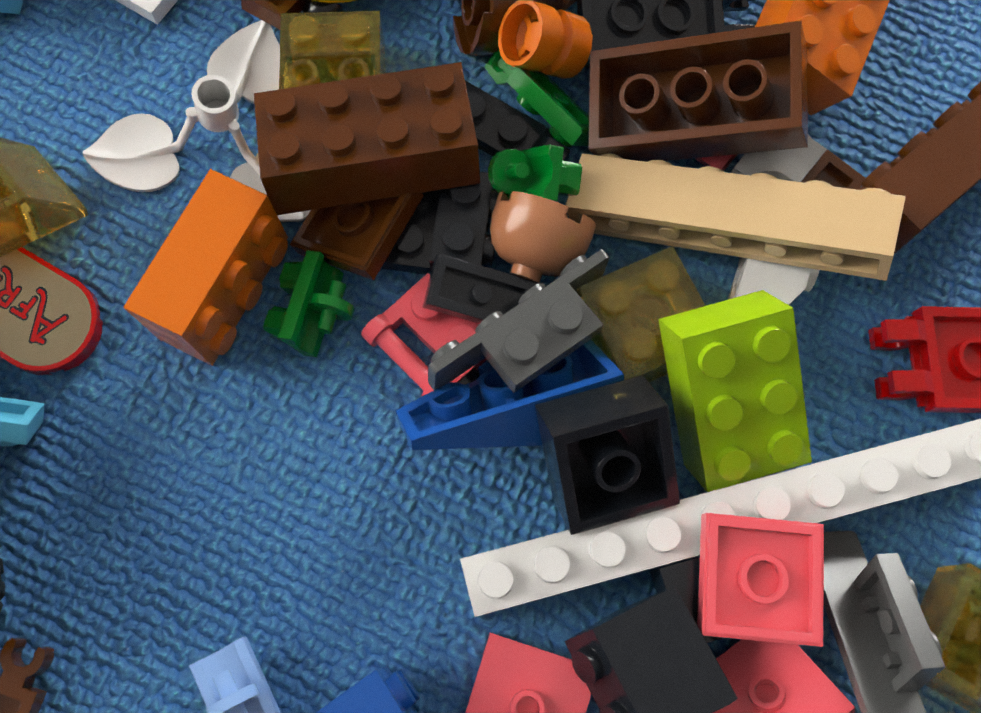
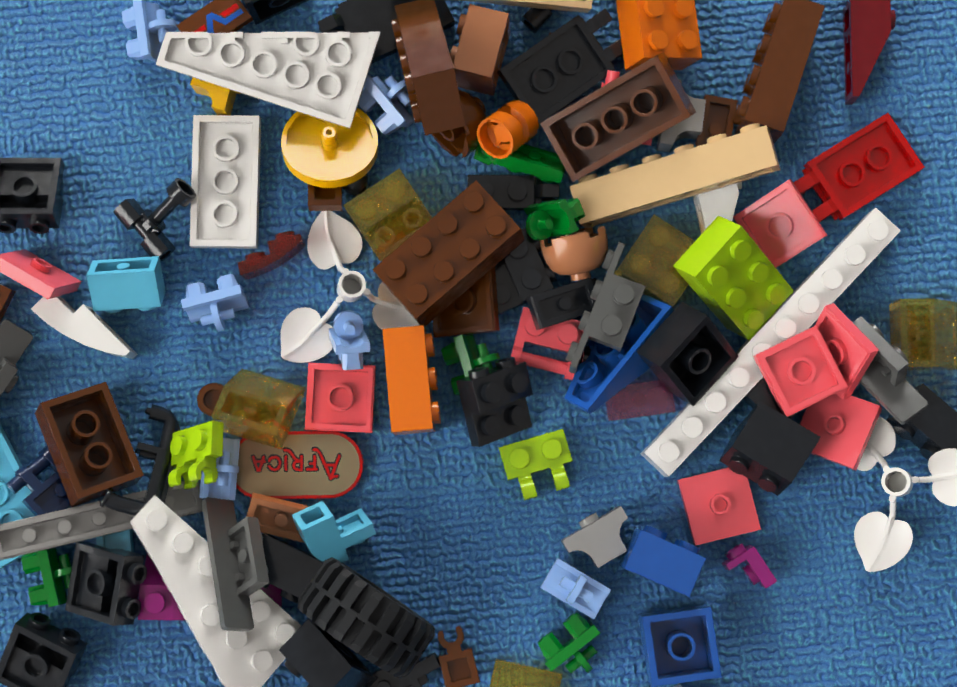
camera: 25 degrees left, 10 degrees up
(56, 51) = (214, 305): none -> light blue hips
(112, 244) = (340, 398): none -> coral plate
(170, 39) = (281, 250): none -> clear red slope
(170, 179) = (349, 339): none -> light blue hips
(303, 363) = (495, 401): none -> black plate
(317, 476) = (536, 455): none -> lime plate
(322, 646) = (599, 537): none -> light grey brick
(503, 487) = (640, 401): none -> clear pink plate
(847, 366) = (781, 223): none -> coral plate
(857, 587) = (848, 346): none -> coral plate

